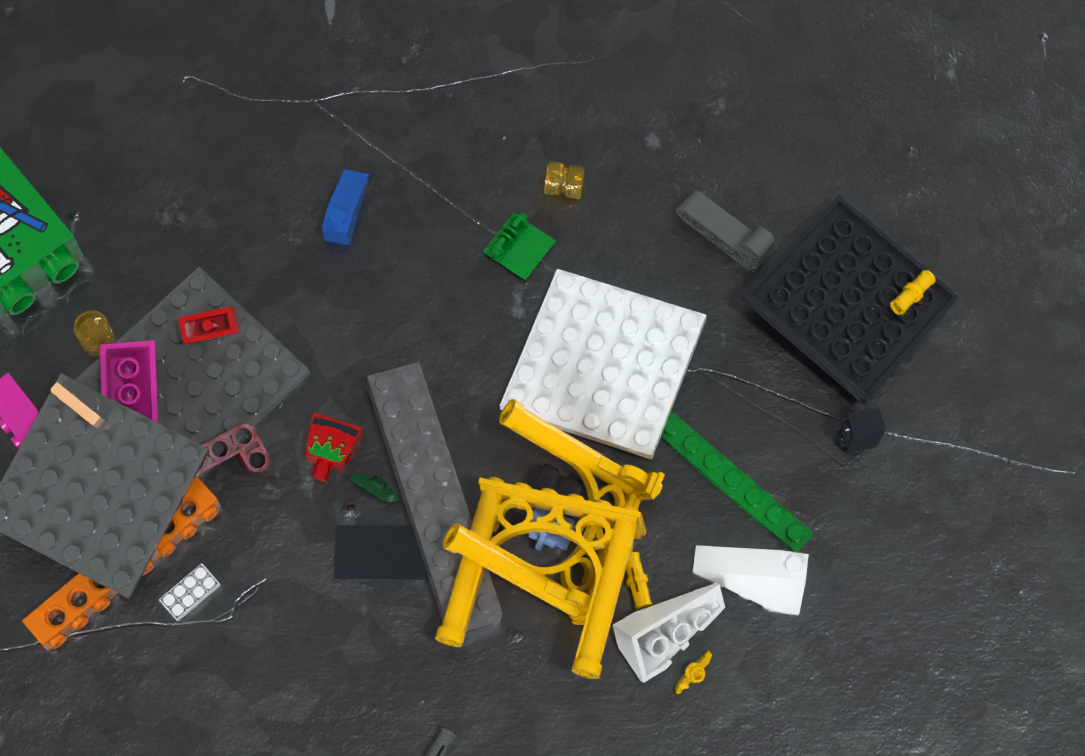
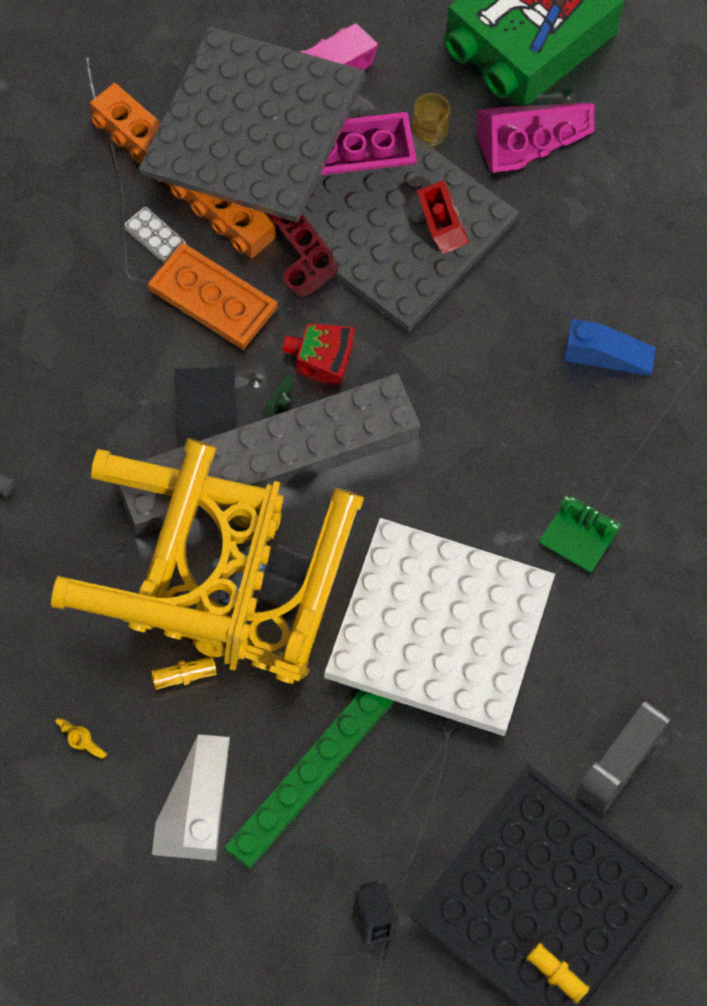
camera: 85 degrees right, 5 degrees down
(77, 405) = (326, 83): light nougat tile -> none
(114, 256) = (523, 133): none -> dark pink wedge
(261, 541) = (212, 295): none -> orange plate
(564, 180) = (665, 575): clear yellow wheel -> none
(659, 631) = (124, 698): white wedge -> none

